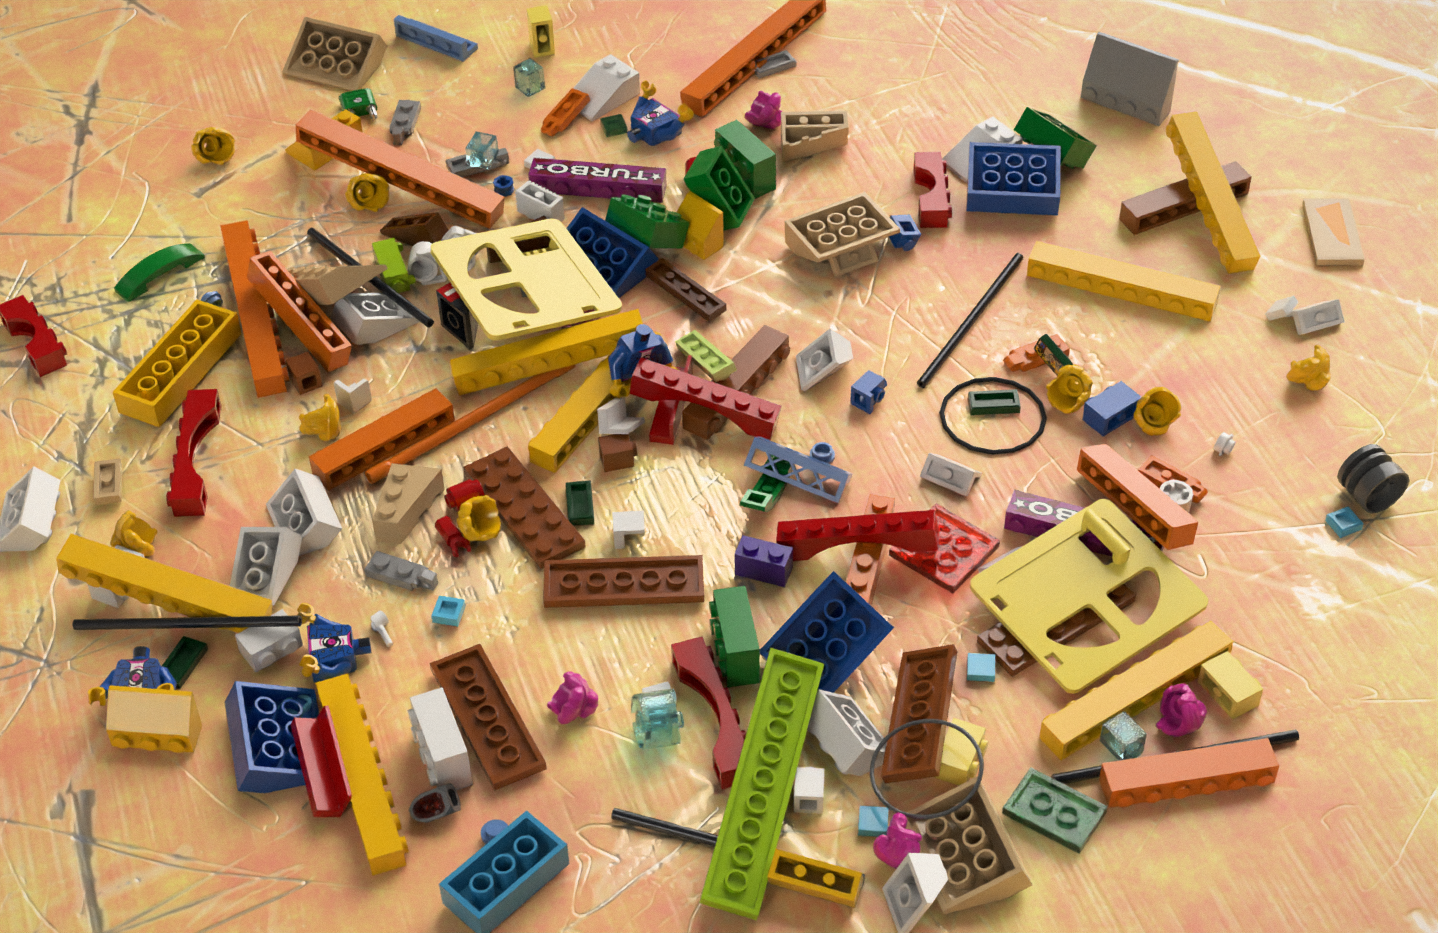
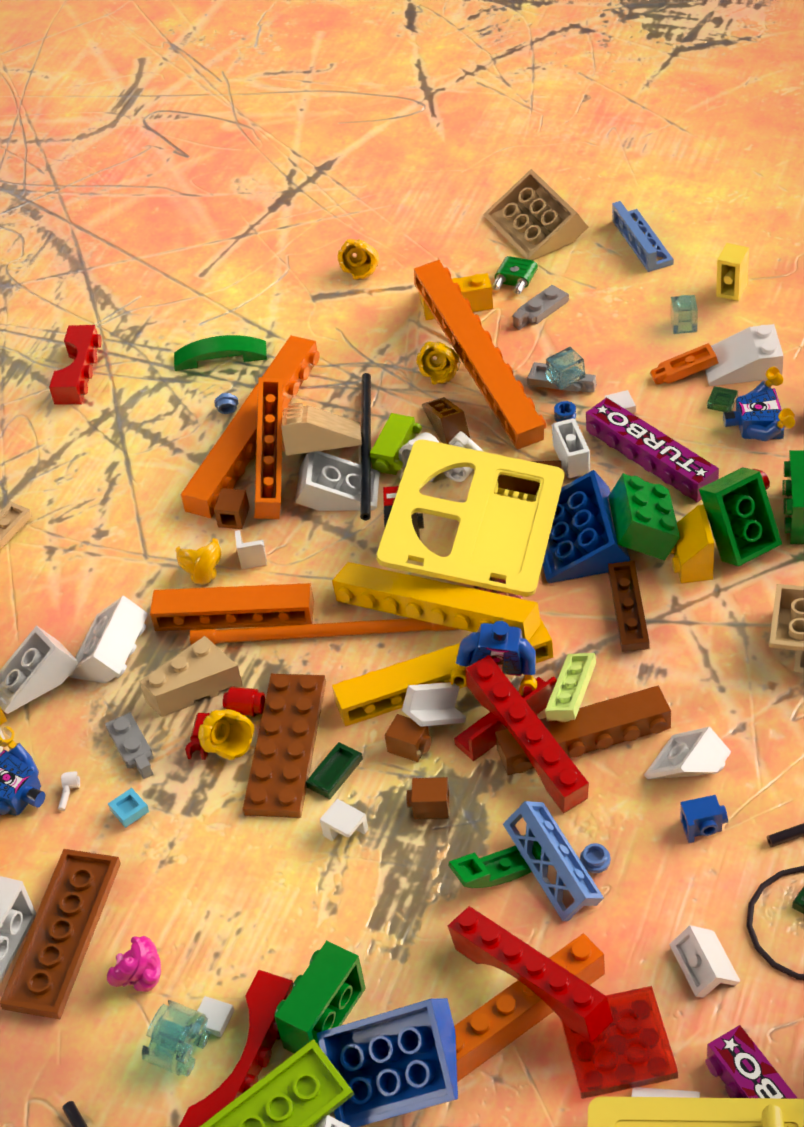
camera: 45 degrees right, 0 degrees up
(177, 363) = (145, 445): yellow brick -> none
(200, 416) = (50, 565): red arch -> none
(623, 581) = (294, 876): dark orange plate -> none
(673, 479) = (429, 798): none -> dark orange brick
(763, 561) = (428, 938): dark purple brick -> none

